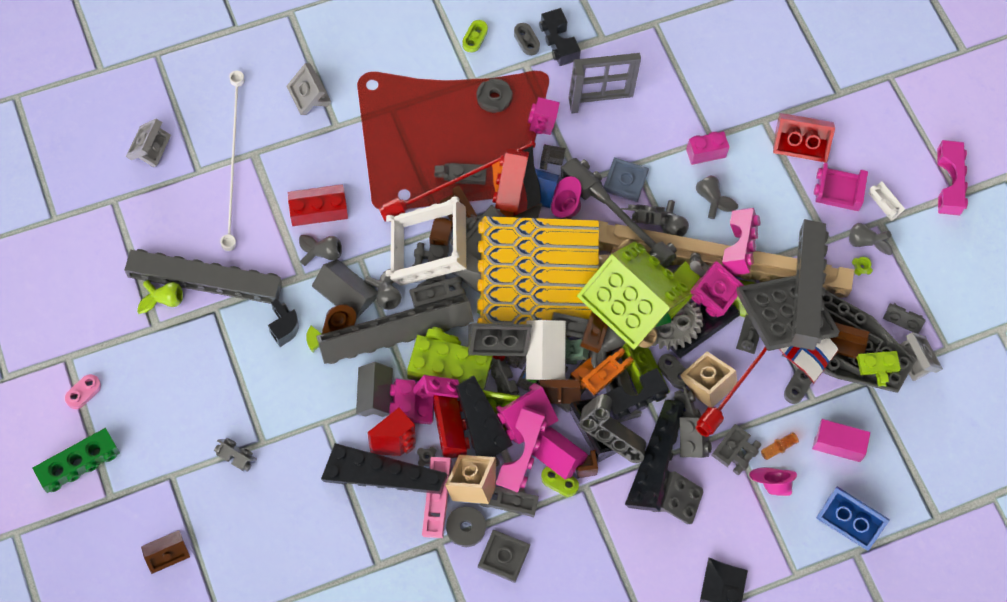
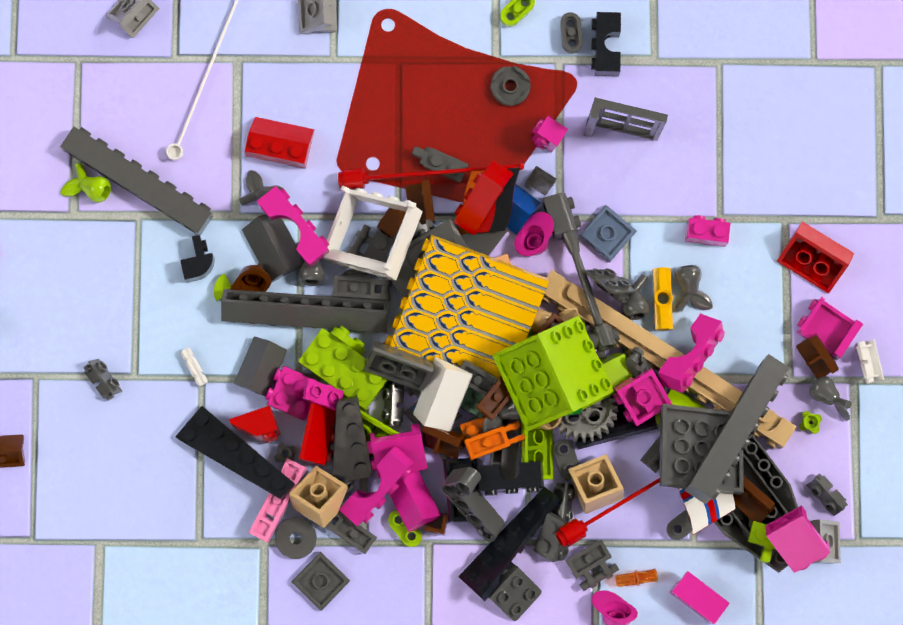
camera: 20 degrees right, 15 degrees up
(314, 413) = (194, 367): none -> white axle
(339, 247) = (277, 206): none -> dark pink arch
(699, 221) = (662, 312): none -> yellow piece
(843, 211) = (817, 356): none -> reddish brown panel
(904, 351) = (797, 540): none -> dark pink panel

